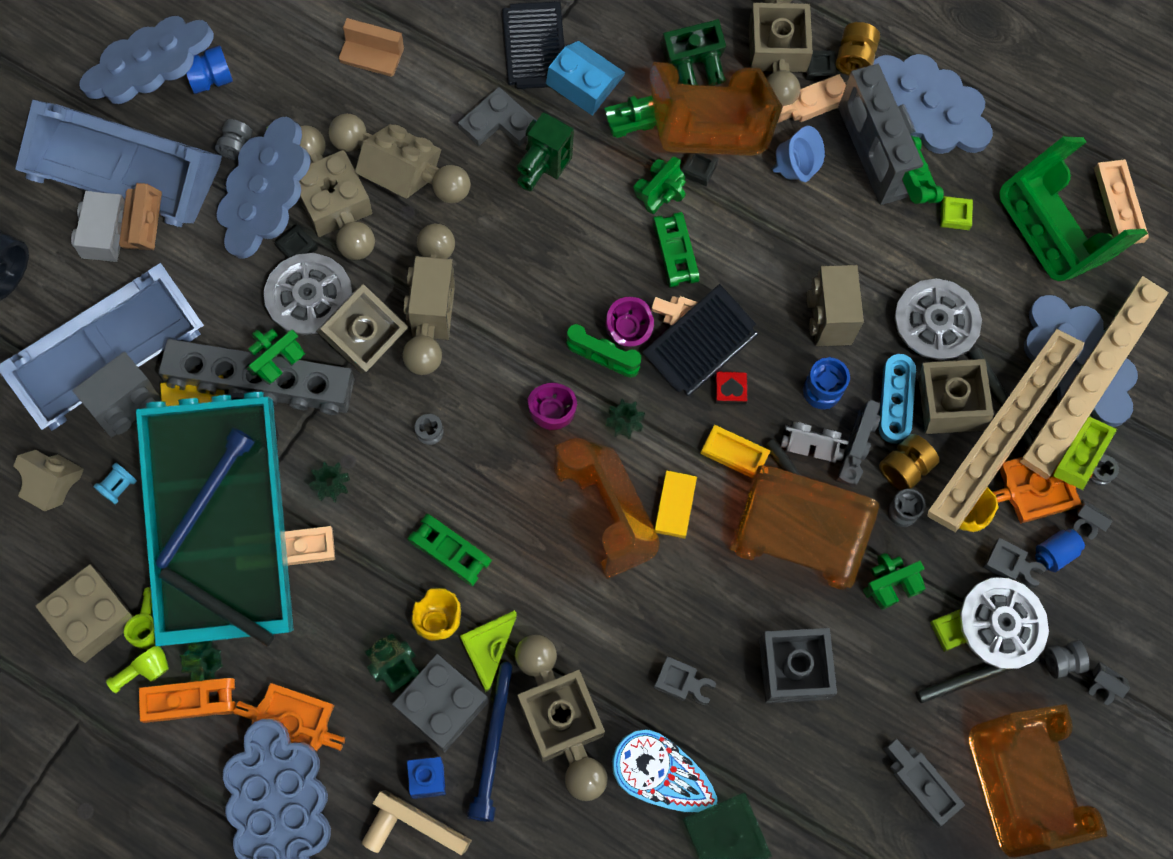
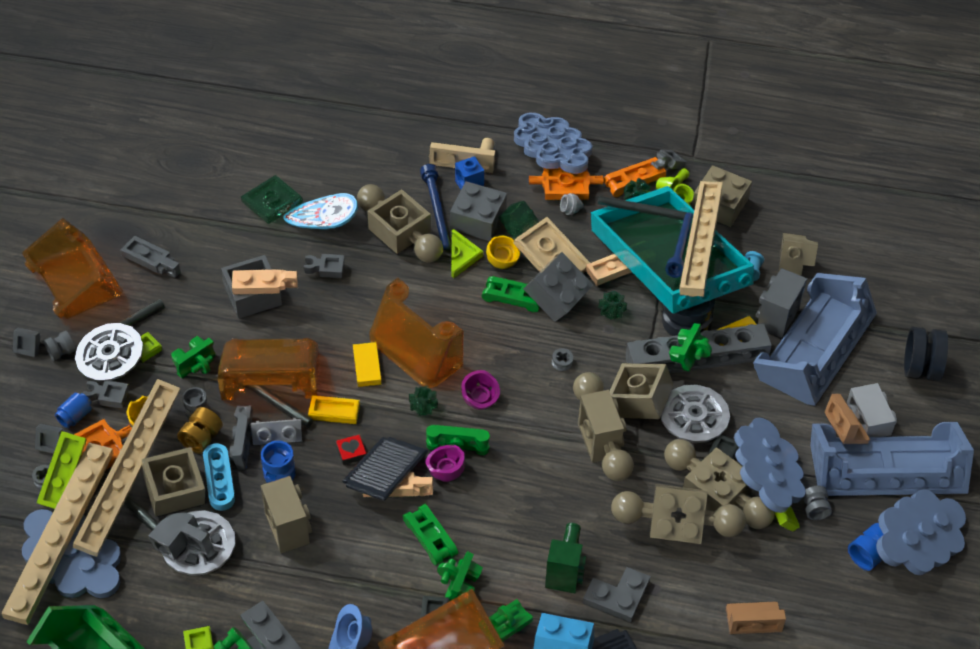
camera: 165 degrees right, 20 degrees down
(120, 709) = (669, 159): none -> dark grey plate
(173, 488) = (701, 239): none -> tan plate
(303, 677) = (570, 204): none -> light grey plate
(370, 592) = (545, 242): none -> tan tile
(391, 519) = (558, 287): none -> dark grey brick
(788, 642) = (263, 281): none -> light nougat hinge
(960, 319) = (177, 532): none -> dark grey brick

